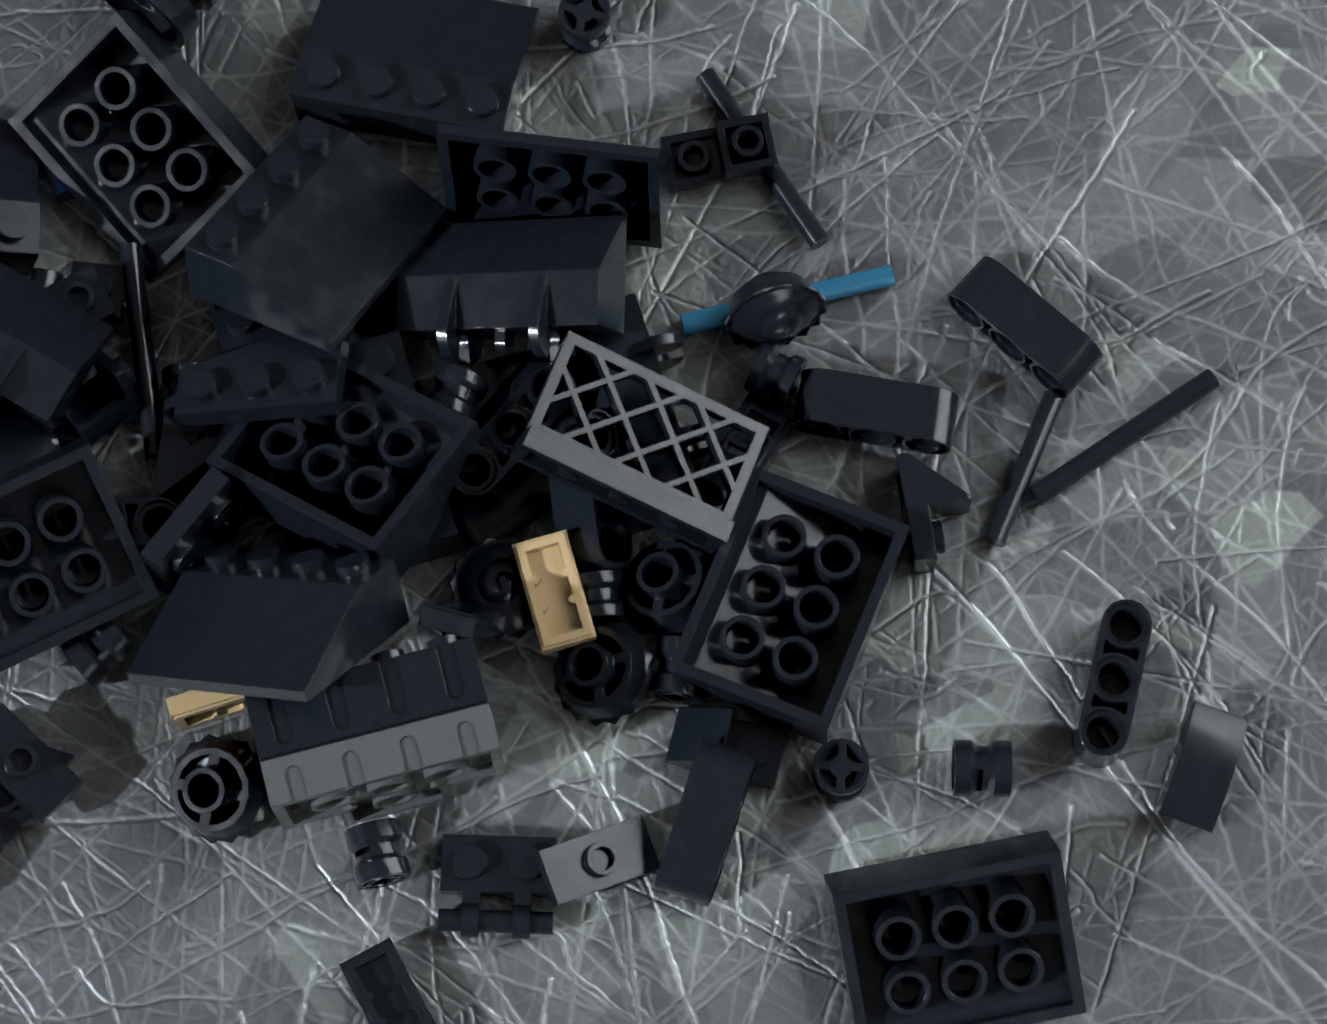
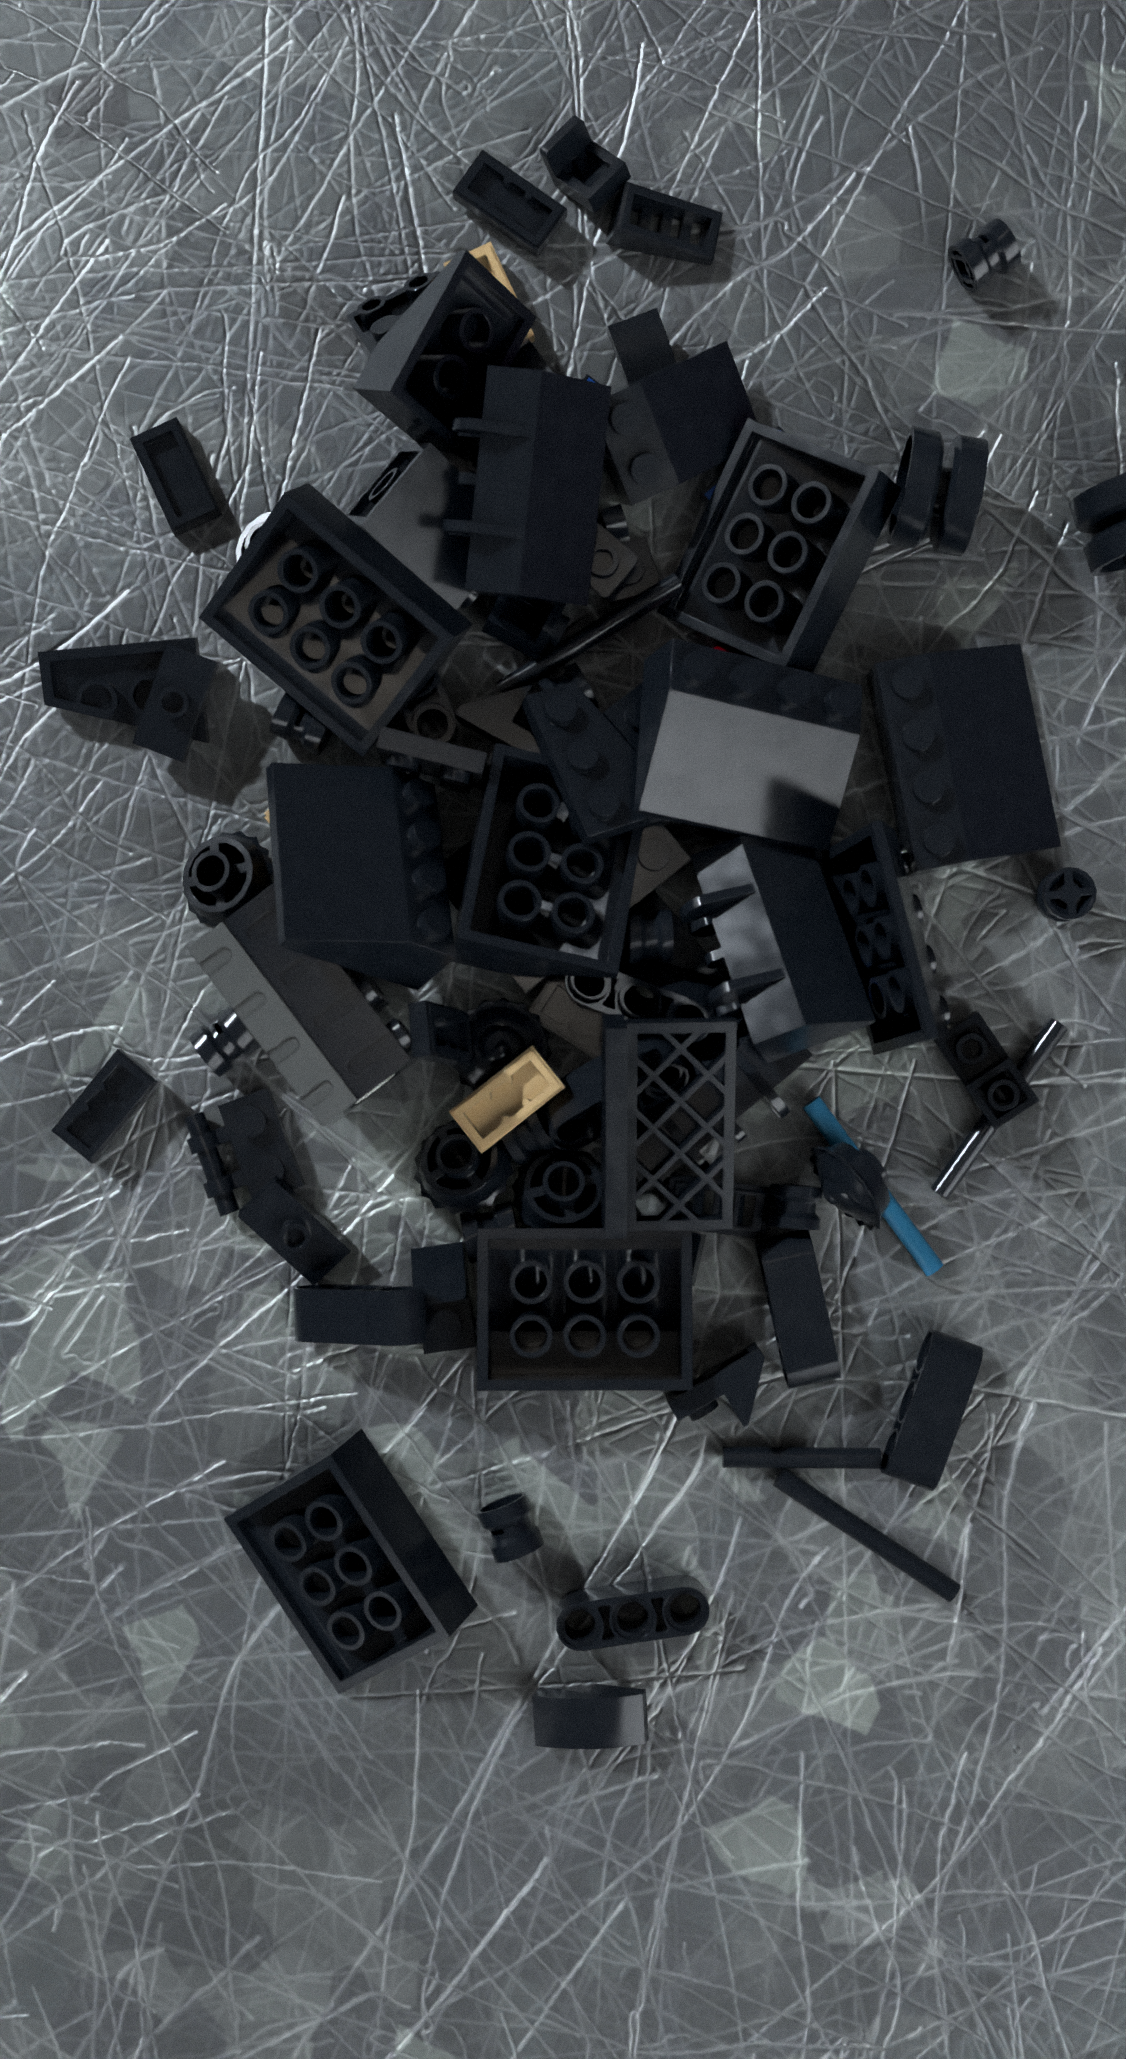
camera: 65 degrees right, 15 degrees up
(841, 759) = (454, 1418): black wheel -> none

